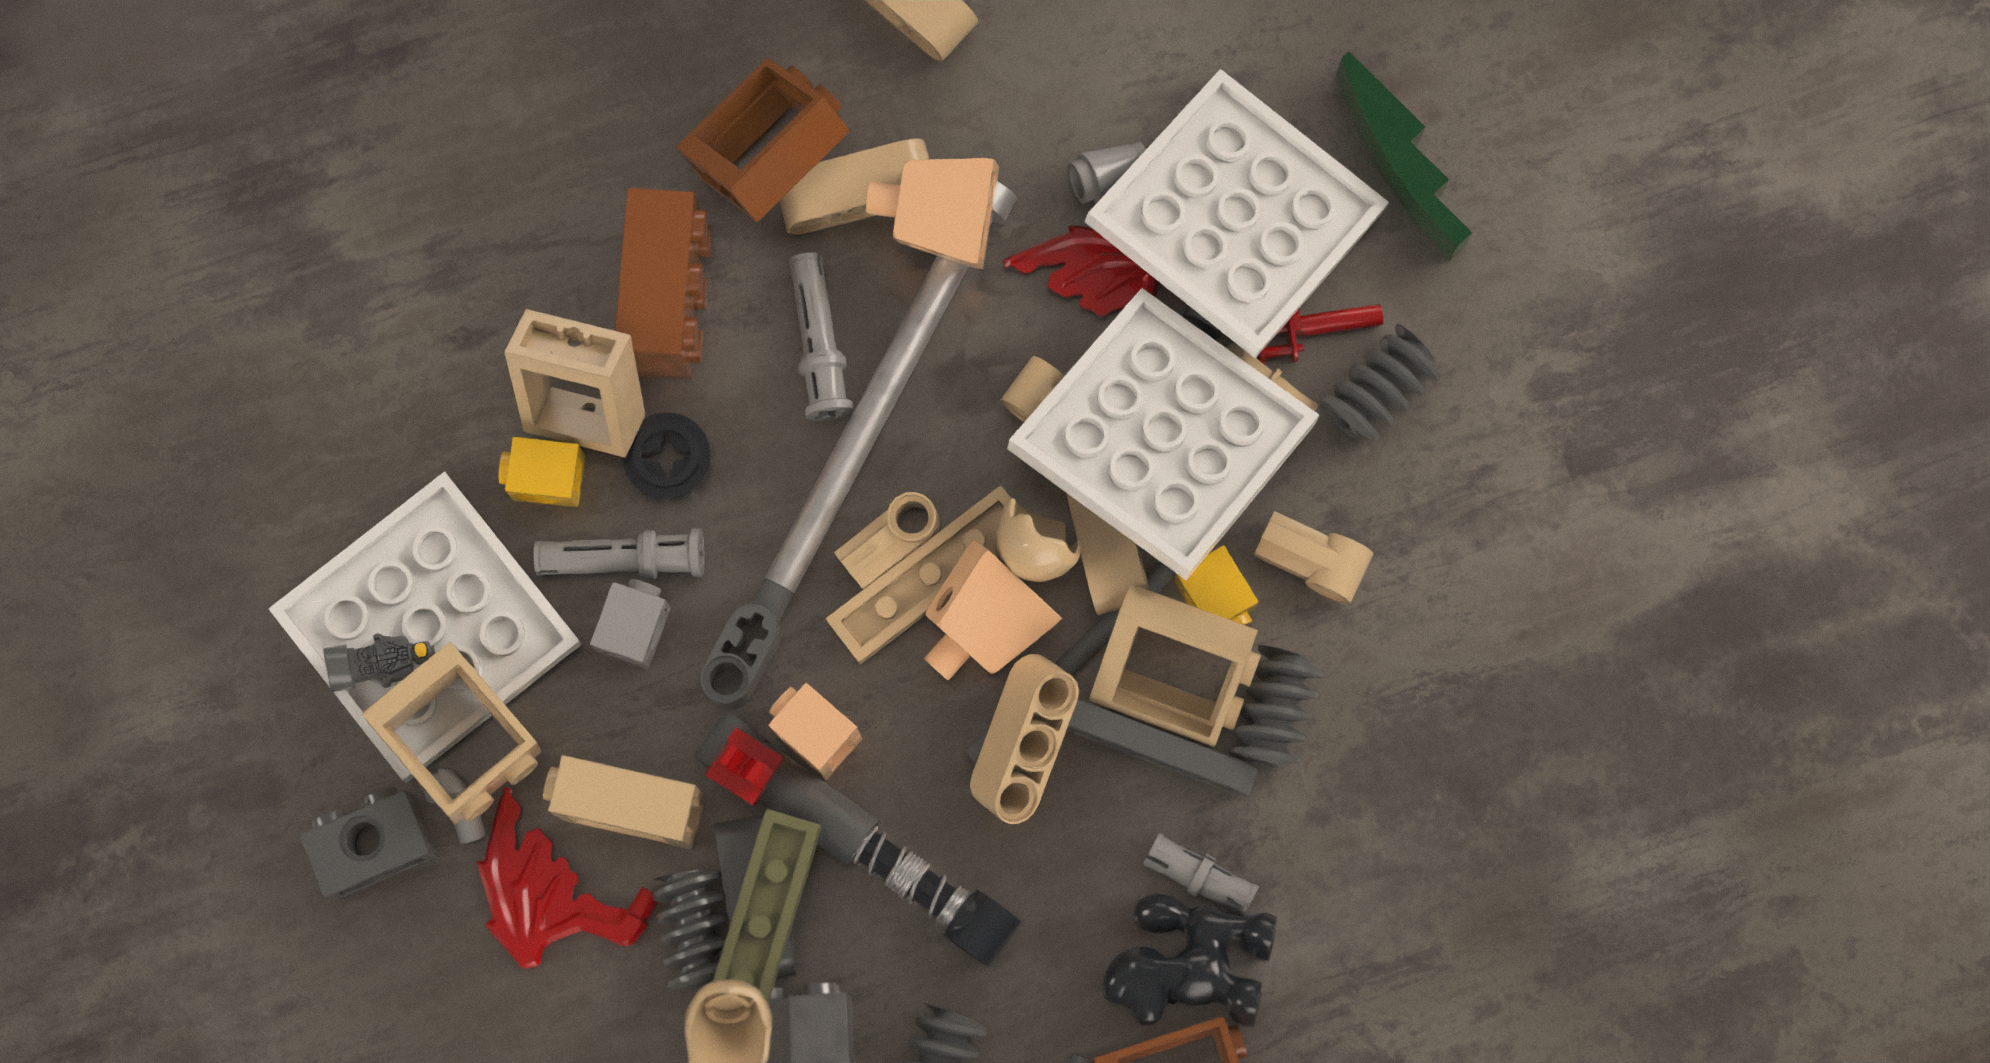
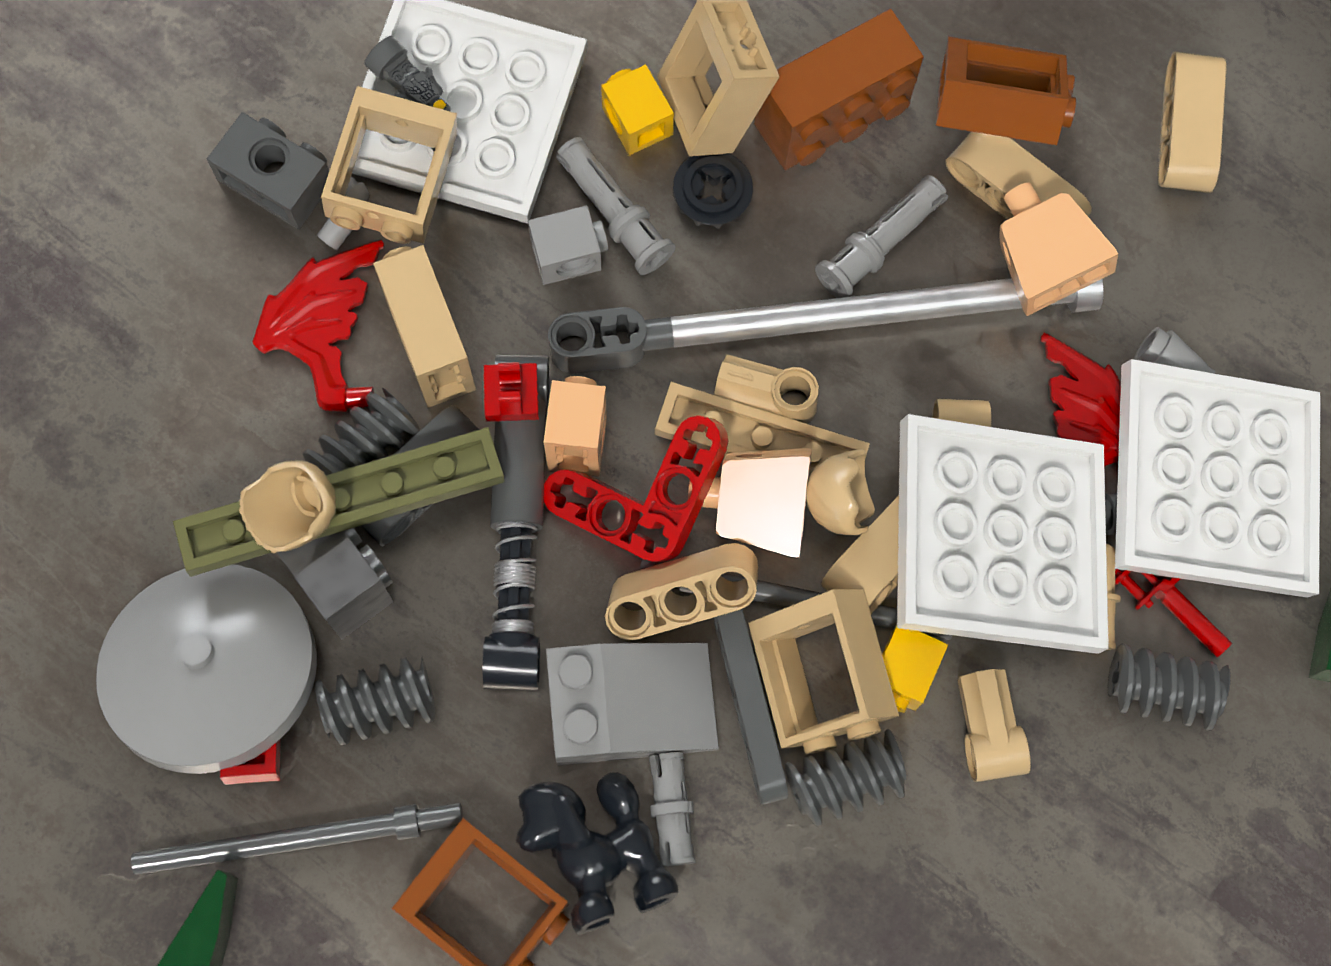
camera: 50 degrees right, 5 degrees down
(936, 710) = (658, 506): none -> red beam
(1085, 847) = (630, 701): none -> light grey slope

